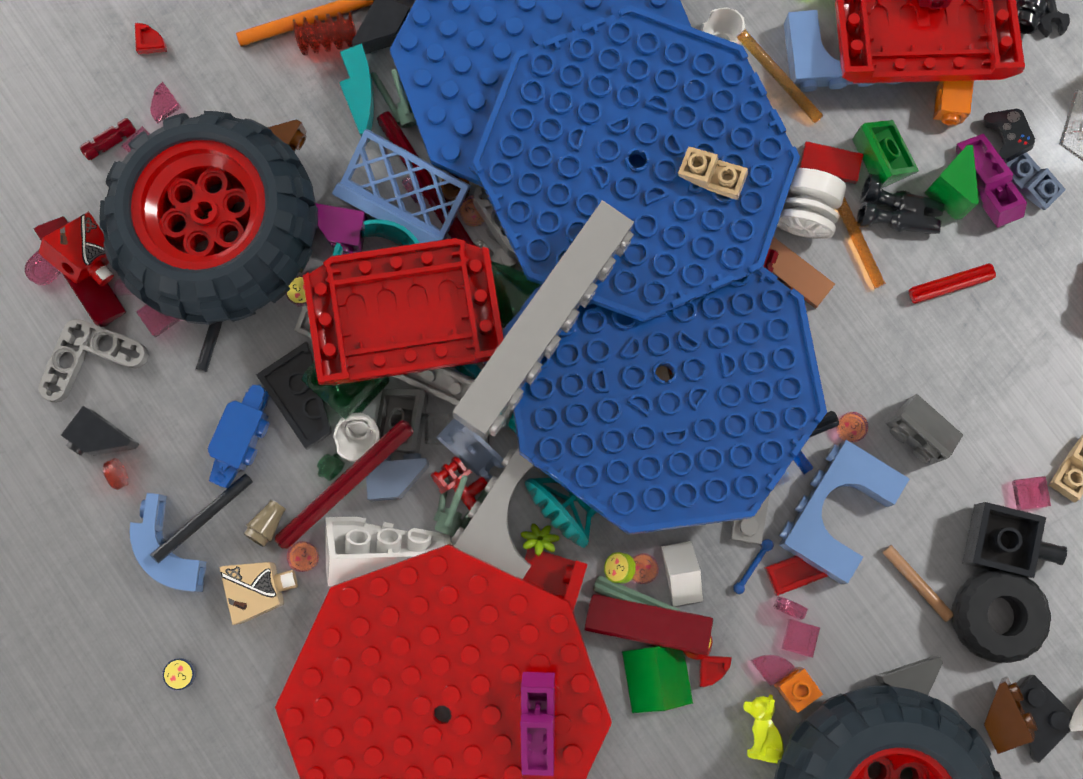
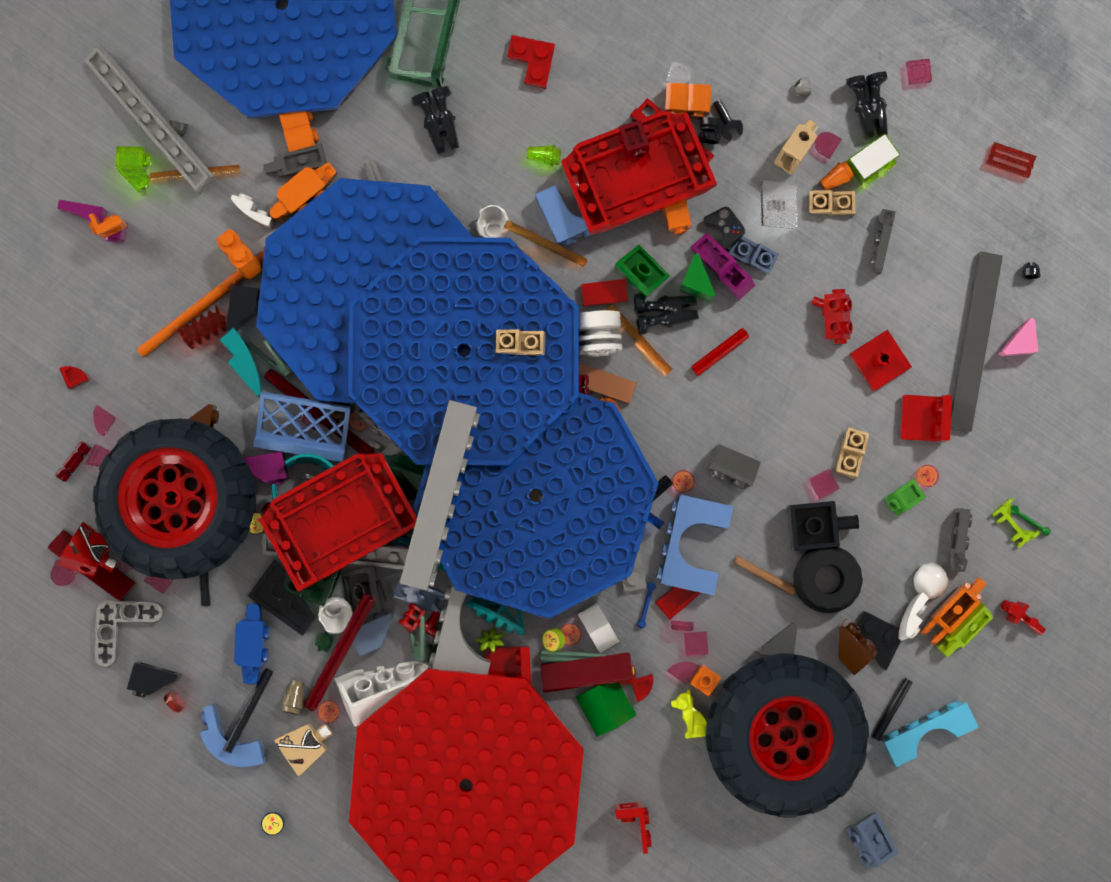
camera: 20 degrees left, 5 degrees up
(537, 723) = (532, 768): magenta slope -> none

